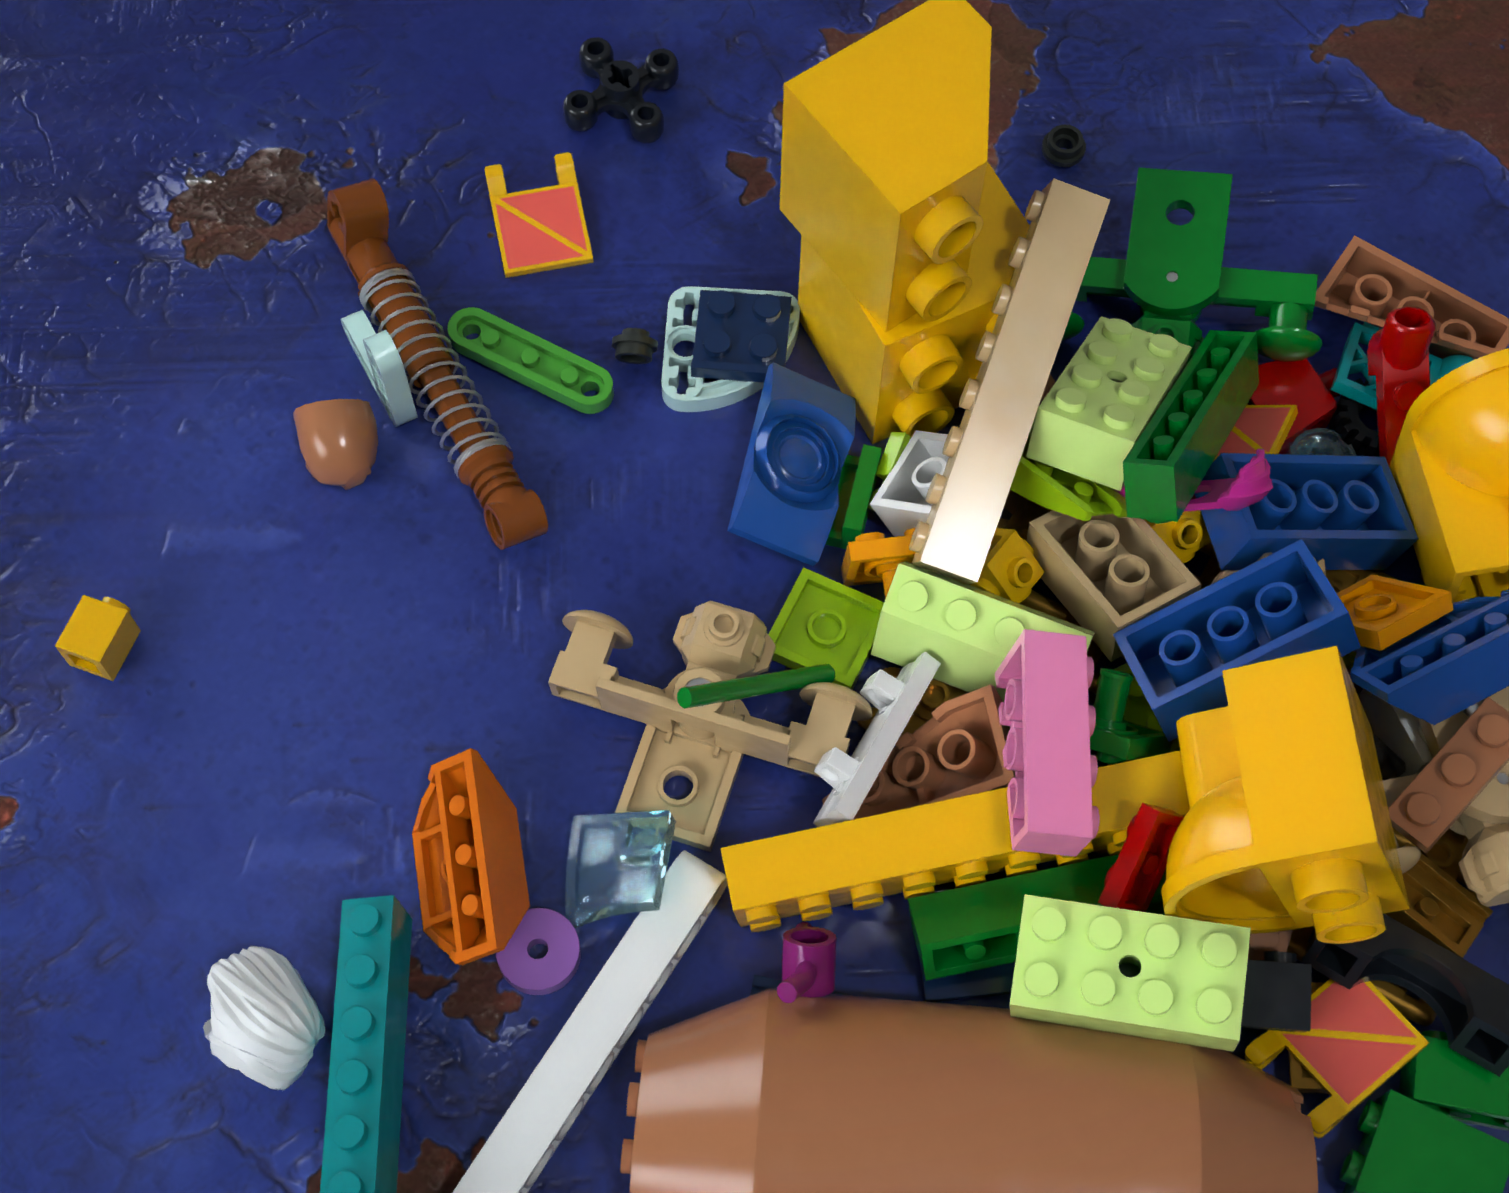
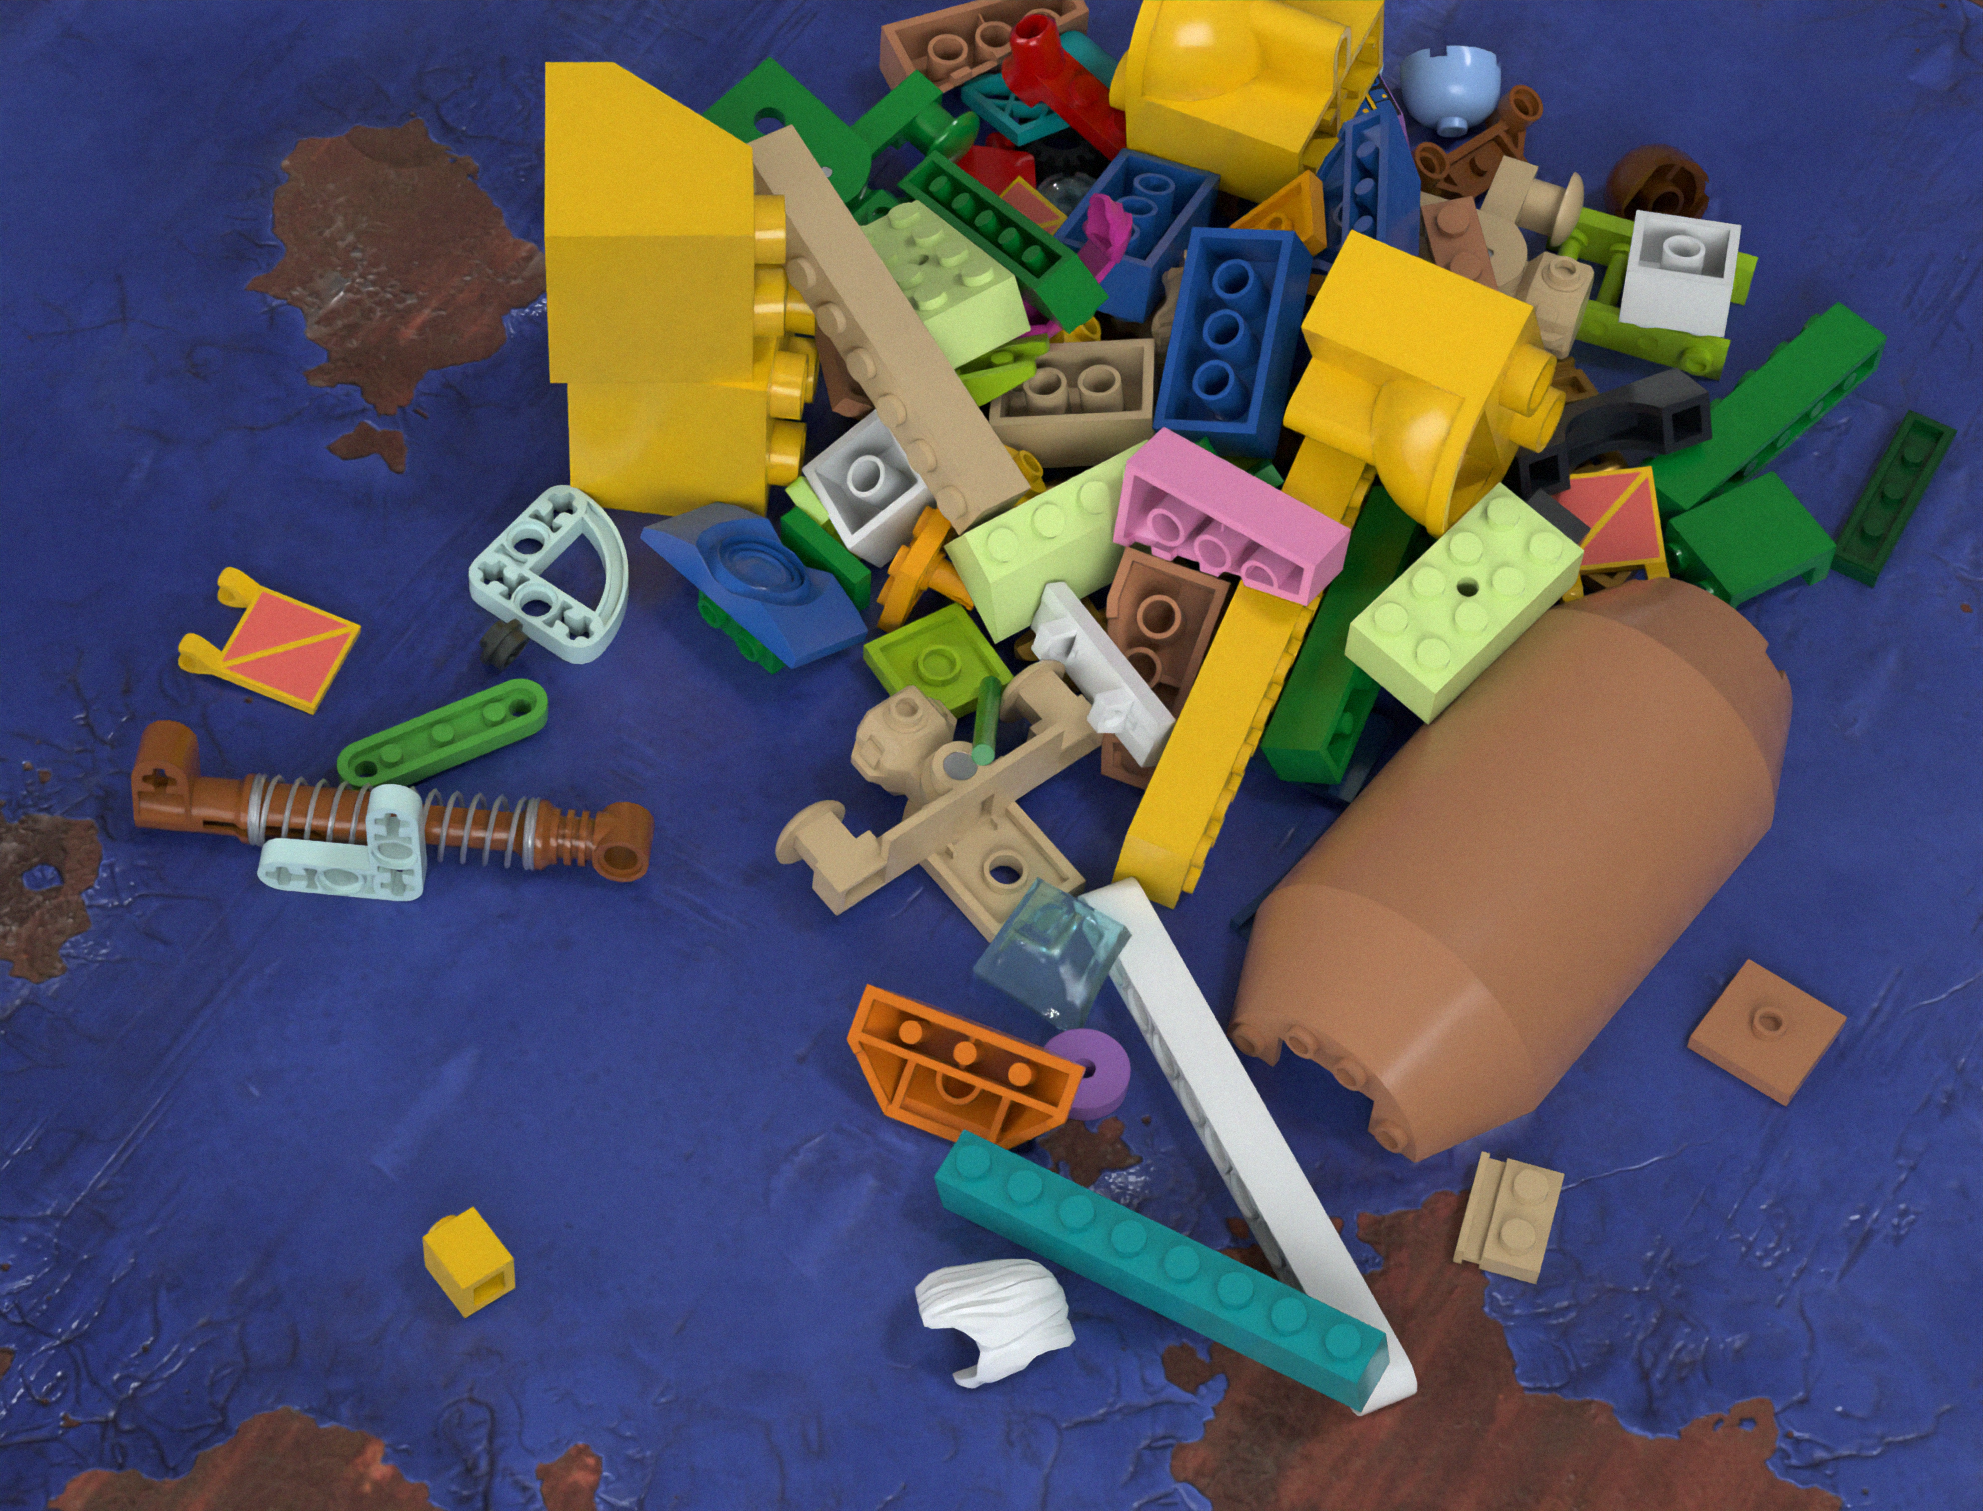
camera: 60 degrees left, 10 degrees down
(337, 440) = (413, 941): nougat piece -> none
(621, 90) = (183, 485): black gear -> none
(740, 335) = (571, 550): dark blue piece -> none
(807, 963) = (1265, 846): magenta piece -> none
(1142, 859) = (1366, 508): red plate -> none

